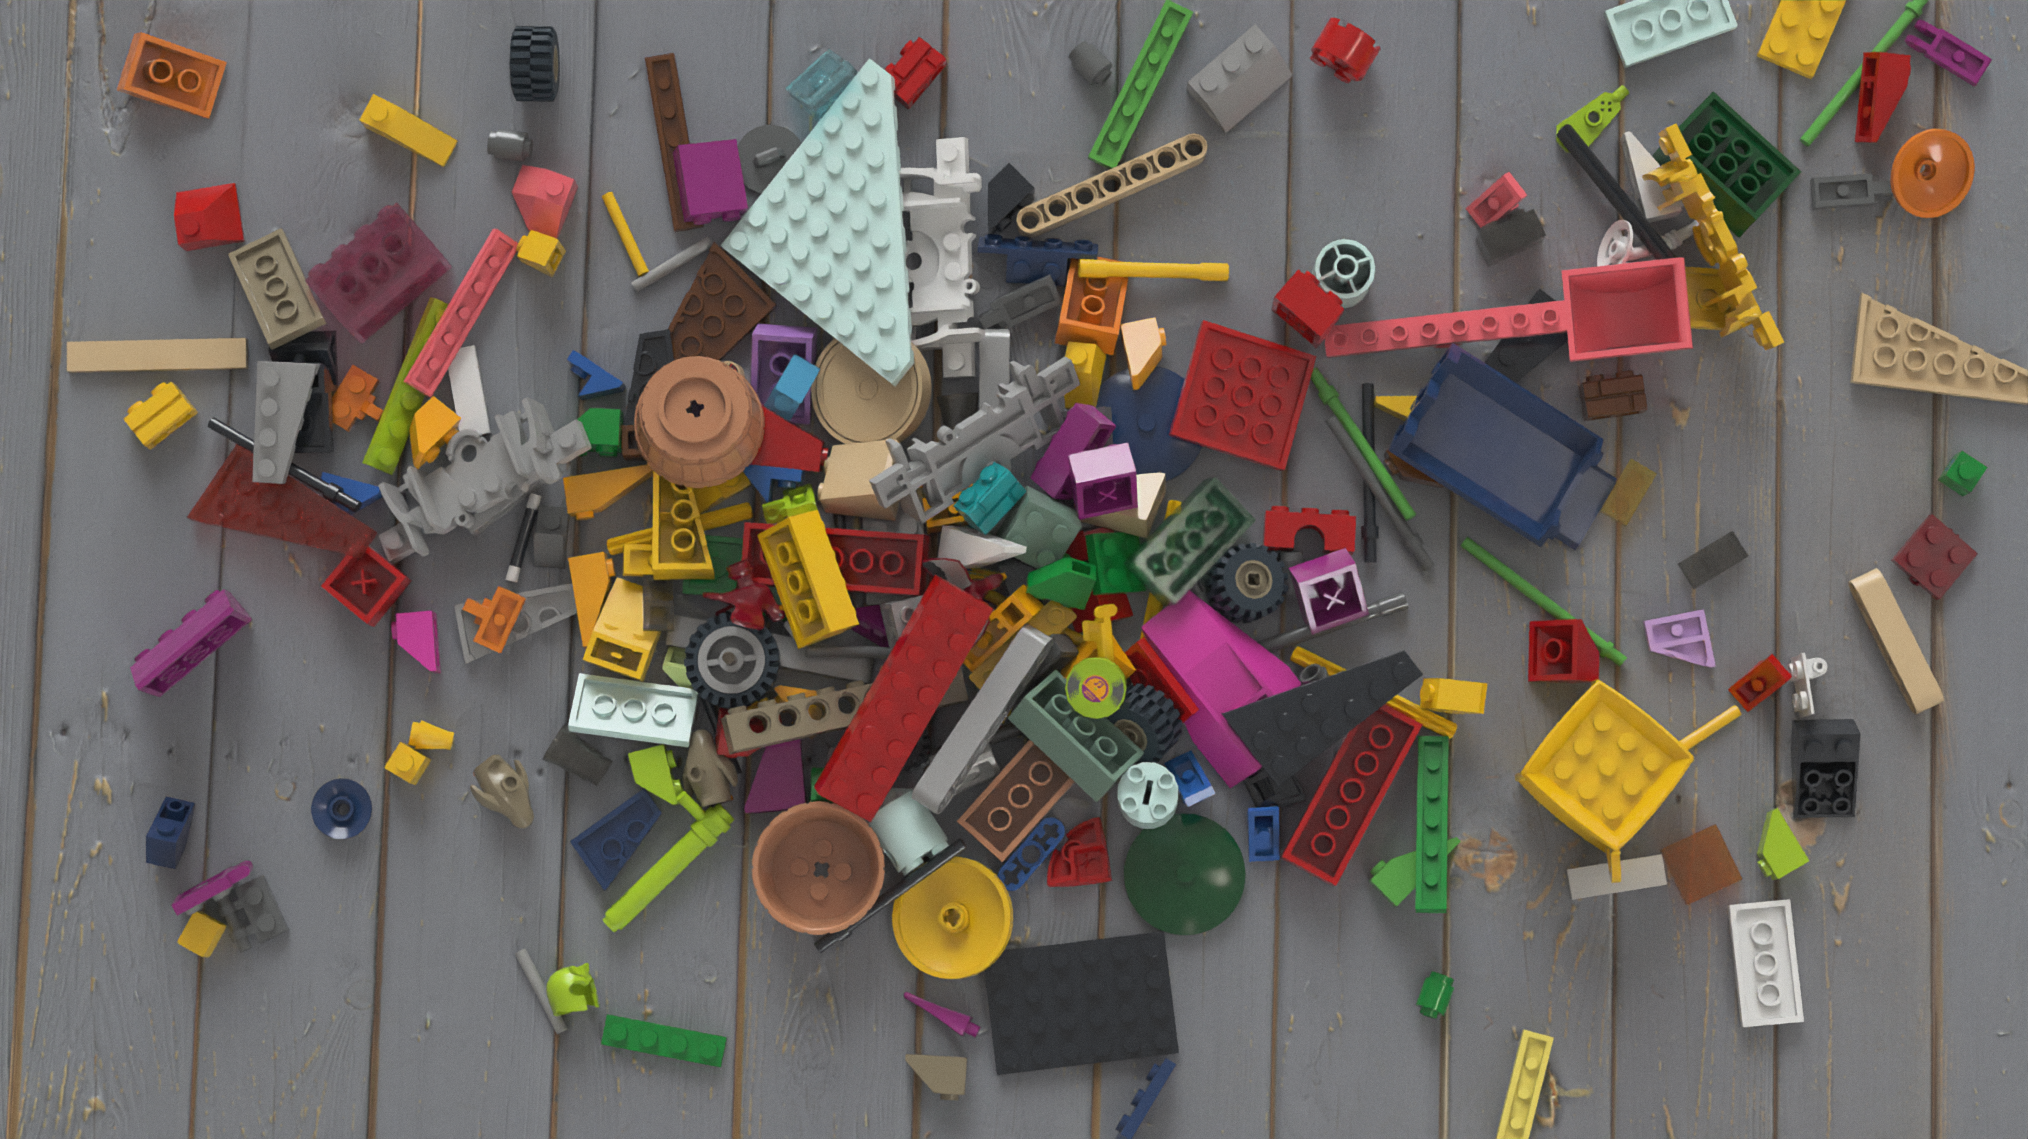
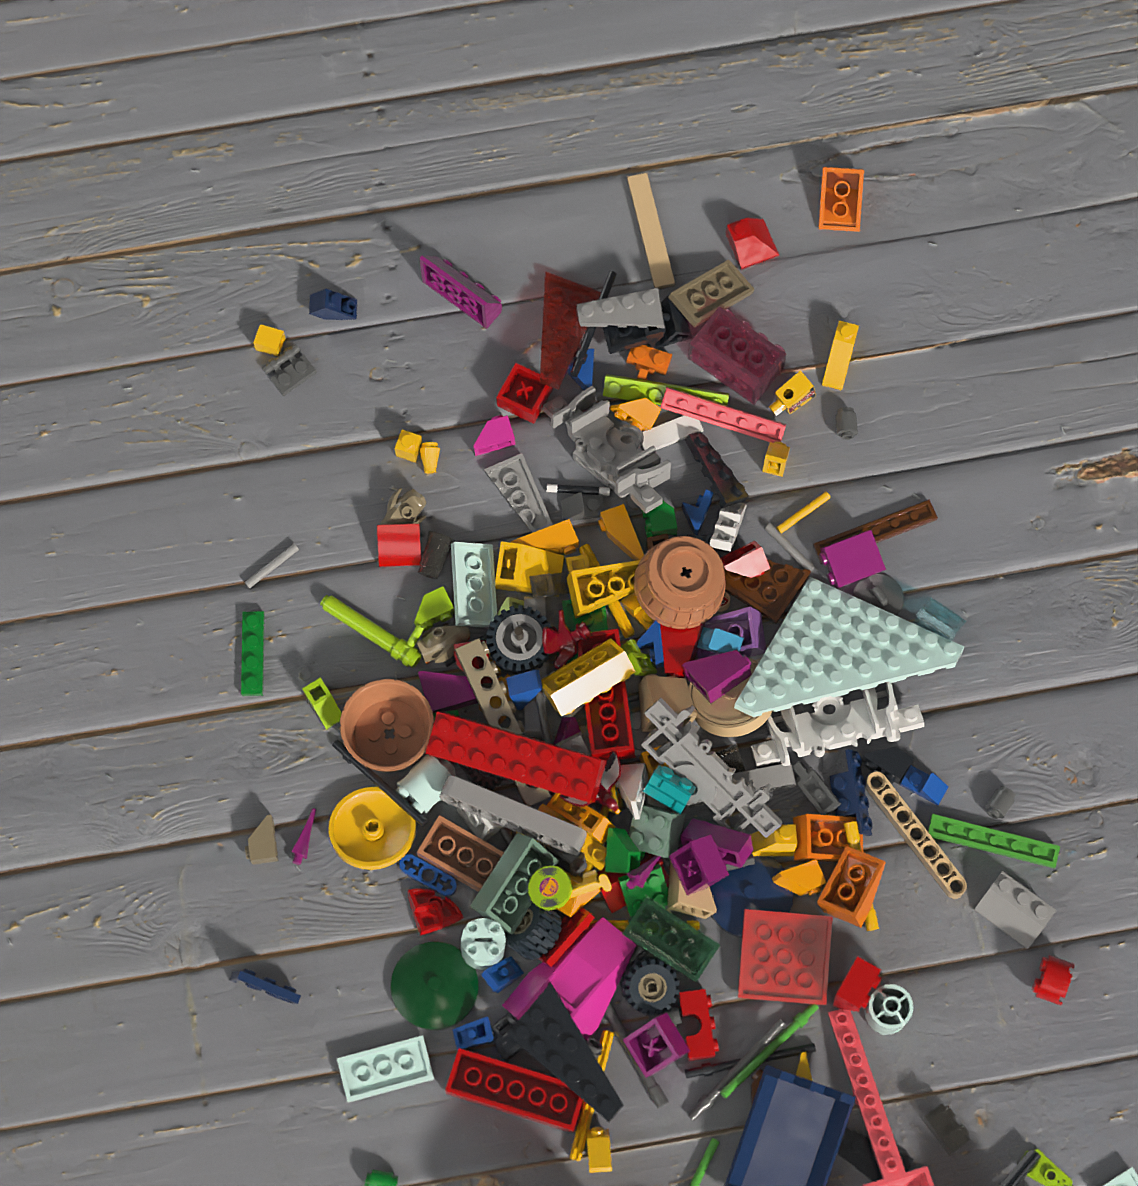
camera: 75 degrees right, 10 degrees down
(159, 414) = (610, 240): yellow brick -> none
(215, 887) = (299, 338): magenta piece -> none
(327, 803) = (369, 401): dark blue dish -> none
(447, 197) = (799, 389): none -> yellow torso
(495, 617) = (518, 480): orange hinge -> none
(534, 63) = (905, 424): black wheel -> none
(536, 341) = (714, 468): none -> black wing
(543, 199) = (813, 454): coral slope -> none
(552, 804) = (399, 544): none -> slope
(571, 990) = (275, 583): lime helmet -> none
(615, 837) = (385, 592): dark blue wing -> none
(628, 339) = (728, 526): none -> white slope
(684, 325) = (747, 560): none -> slope
(761, 953) = (322, 703): none -> lime slope
(802, 667) = (524, 687): none -> blue slope
(839, 399) = (718, 673): none -> magenta slope
(915, 71) = (964, 681): red brick -> none
(1045, 157) = (924, 785): none -> blue slope
(1081, 1003) = (330, 931): black plate -> none
(1100, 564) = (639, 875): none -> magenta piece
(1167, 284) = (852, 886): none -> orange slope
(1285, 962) = (385, 1069): none -> light aqua plate
(1398, 875) = (464, 1141): bright green slope -> none
(1432, 824) = (502, 1152): green plate -> none
(1497, 201) = (970, 1114): coral slope -> none

